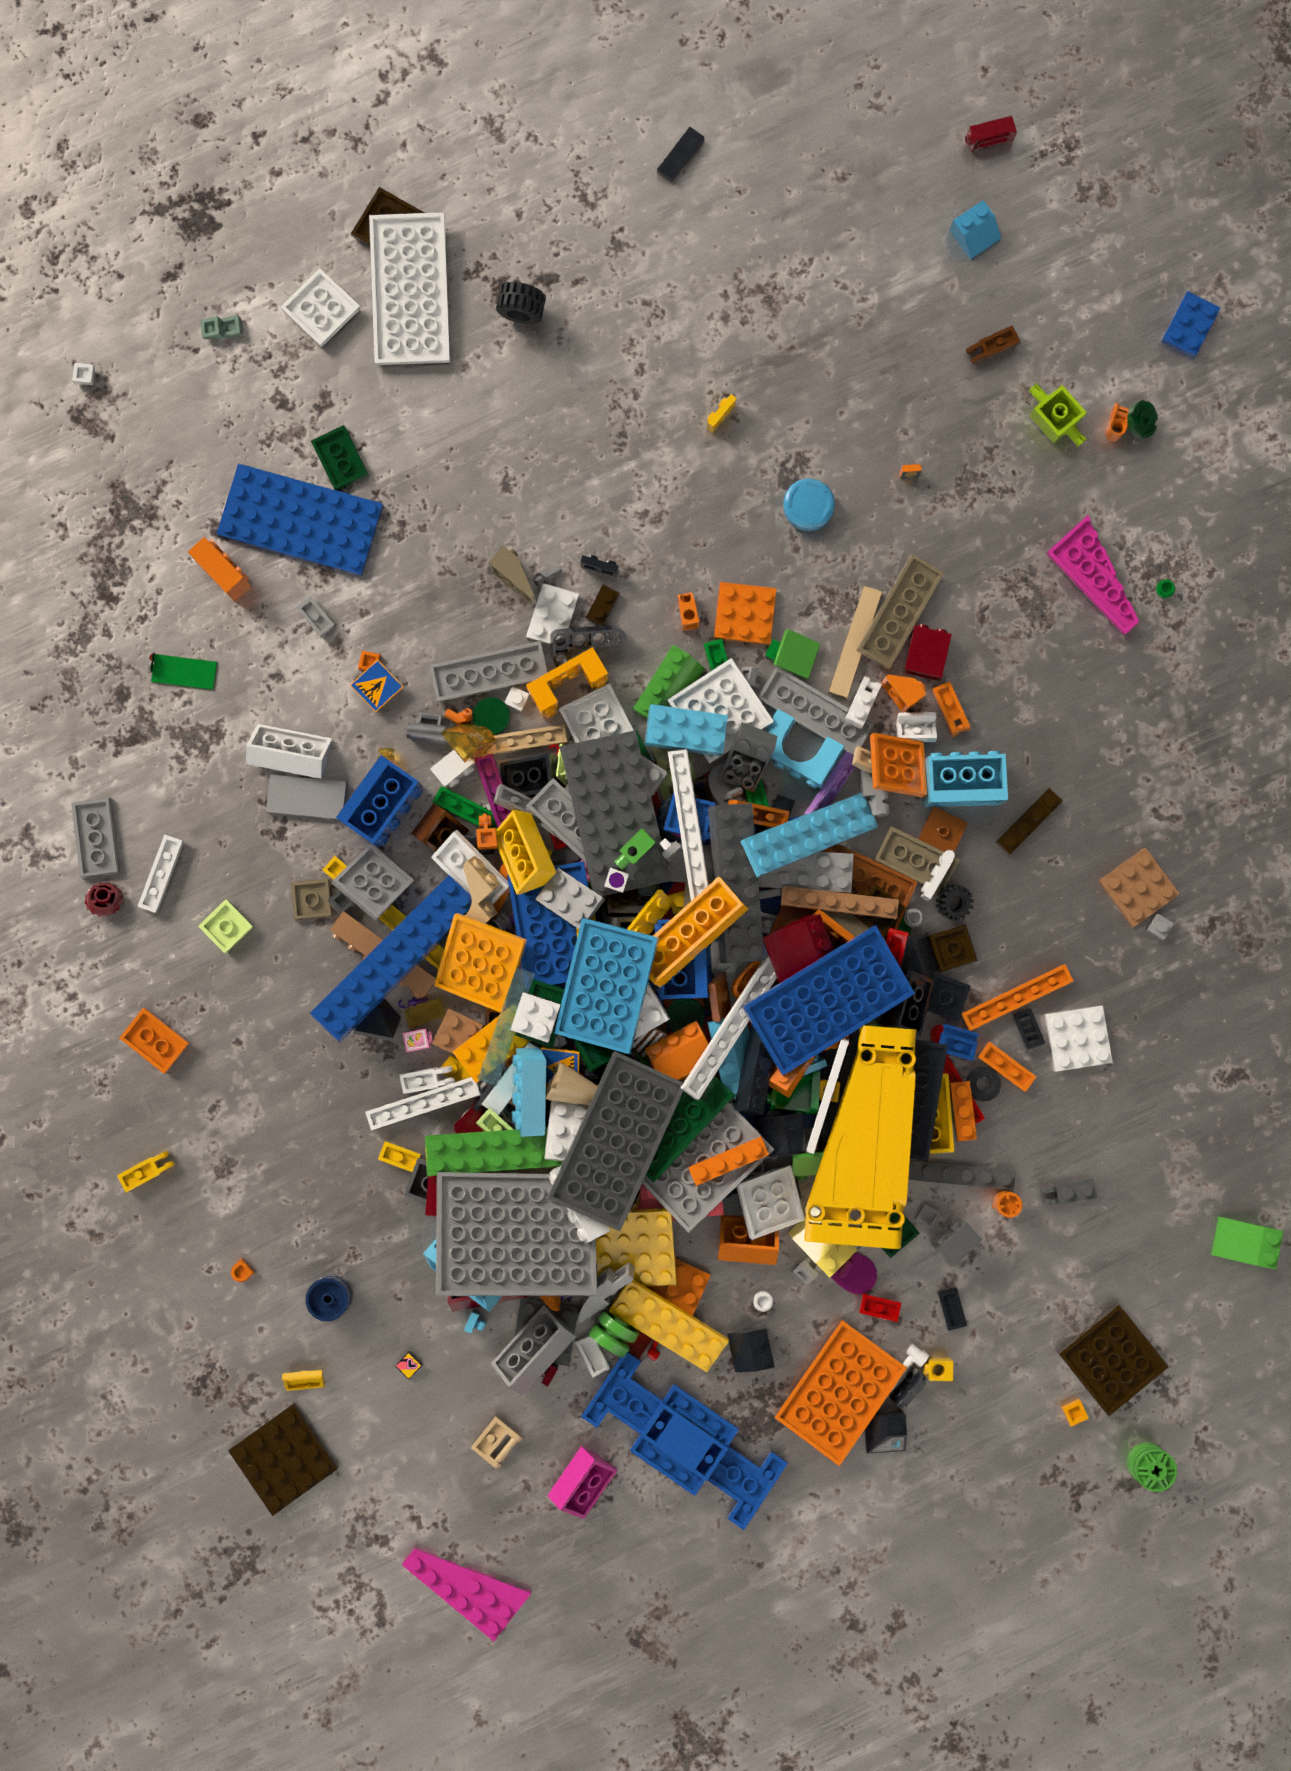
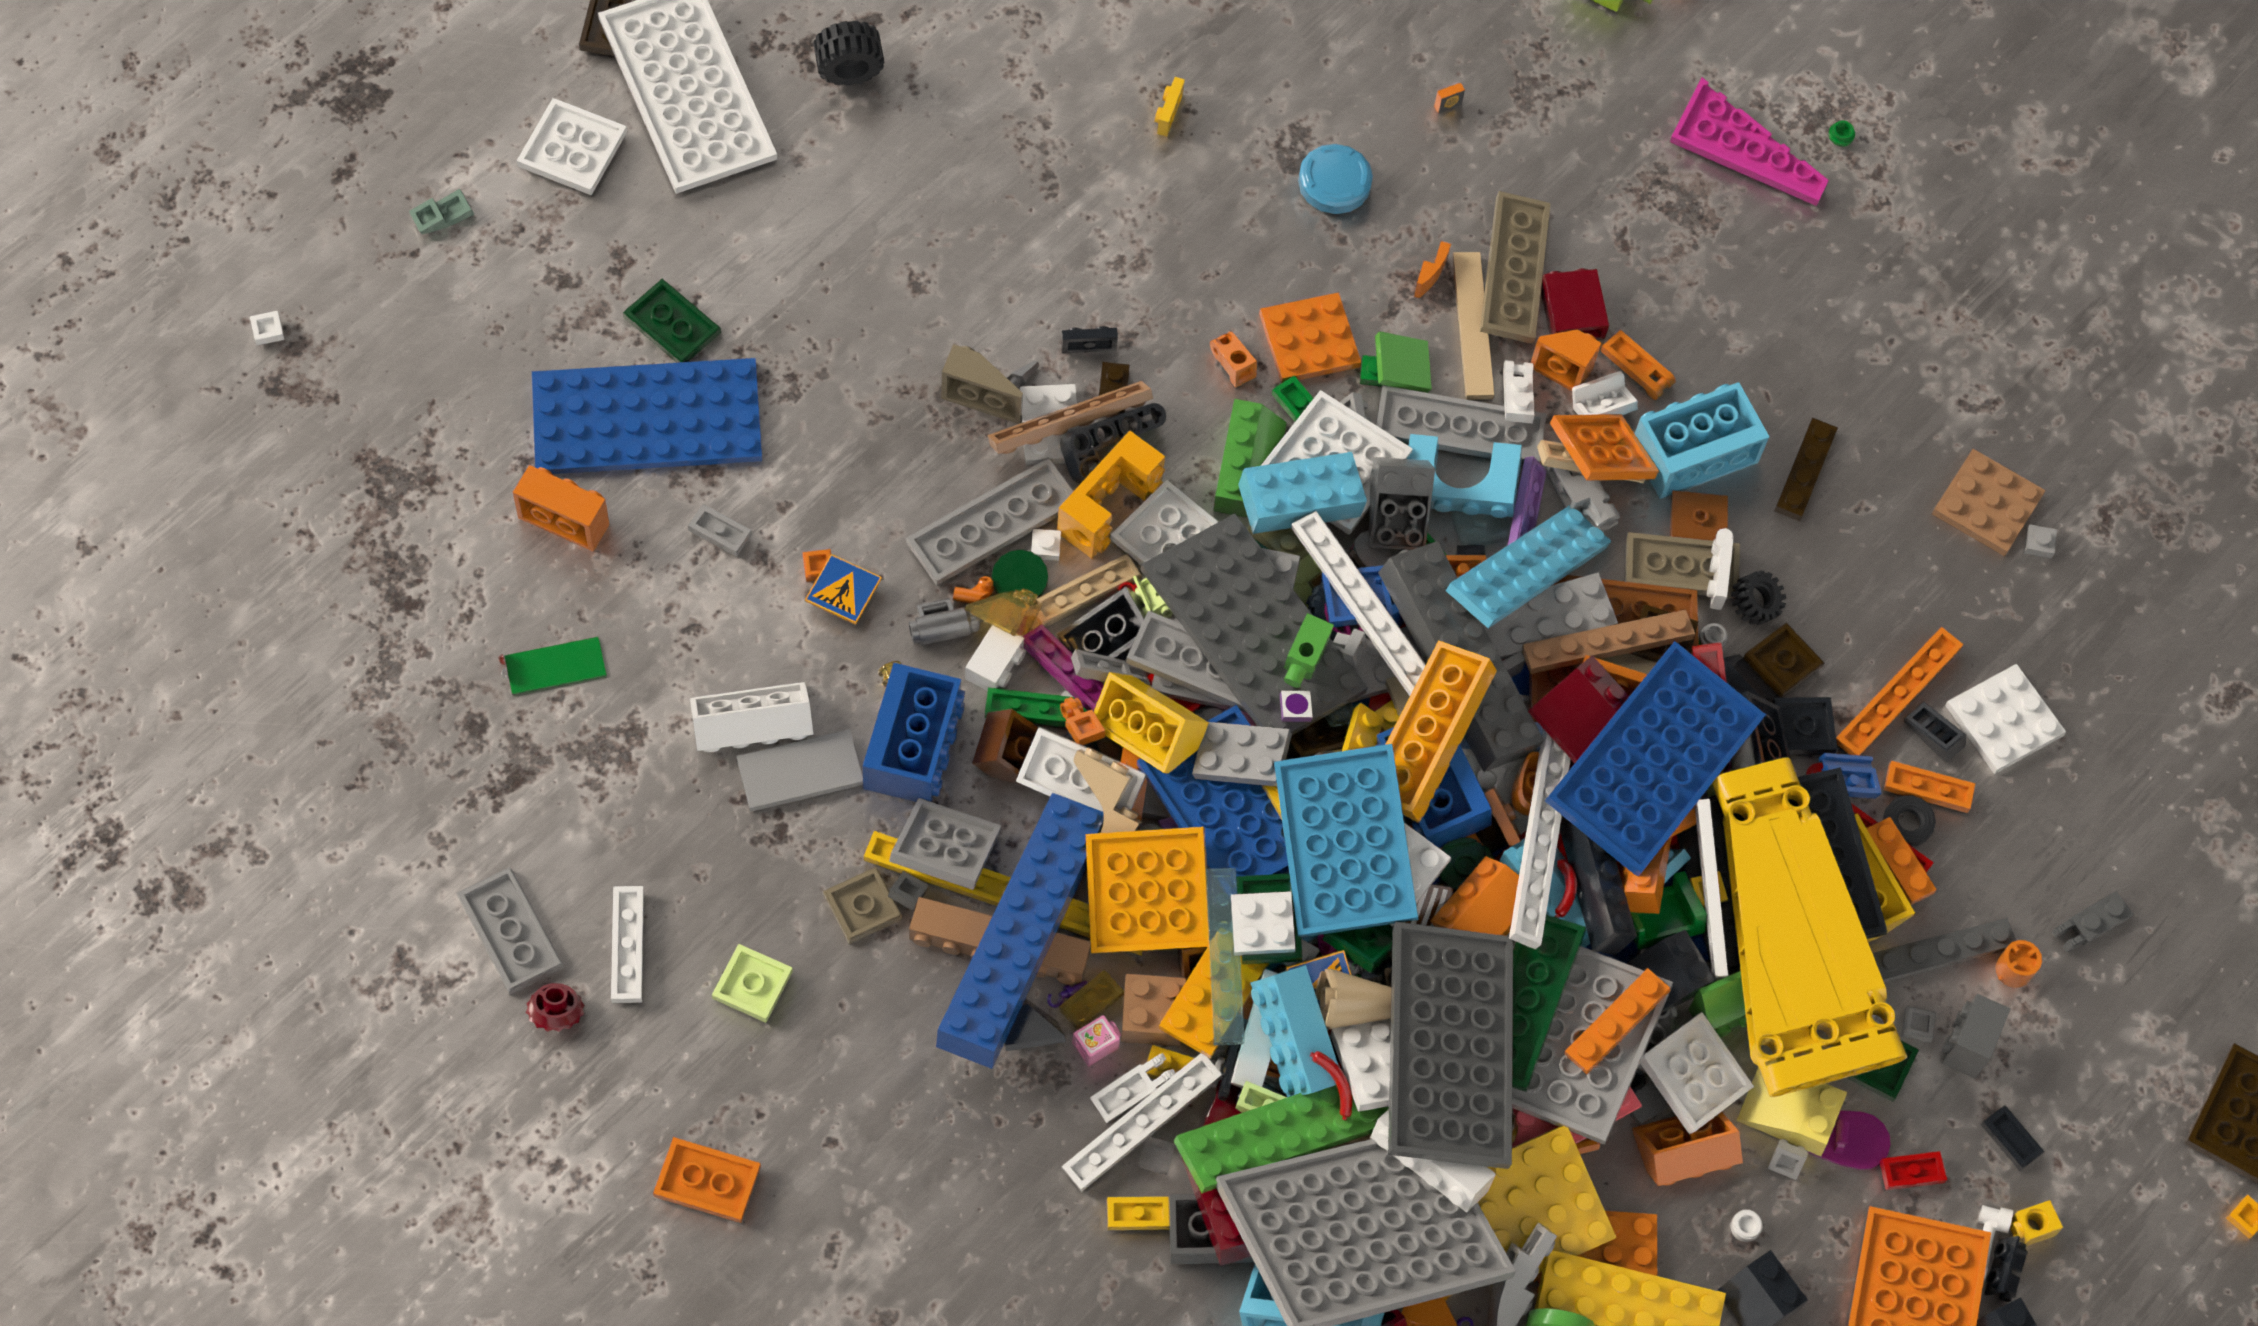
camera: 25 degrees left, 20 degrees down
(541, 1135) = (1340, 1080): none -> red piece
(563, 619) = (1079, 414): none -> medium nougat plate
(738, 1063) = (1570, 888): none -> red piece
(841, 596) = (1431, 271): none -> orange slope

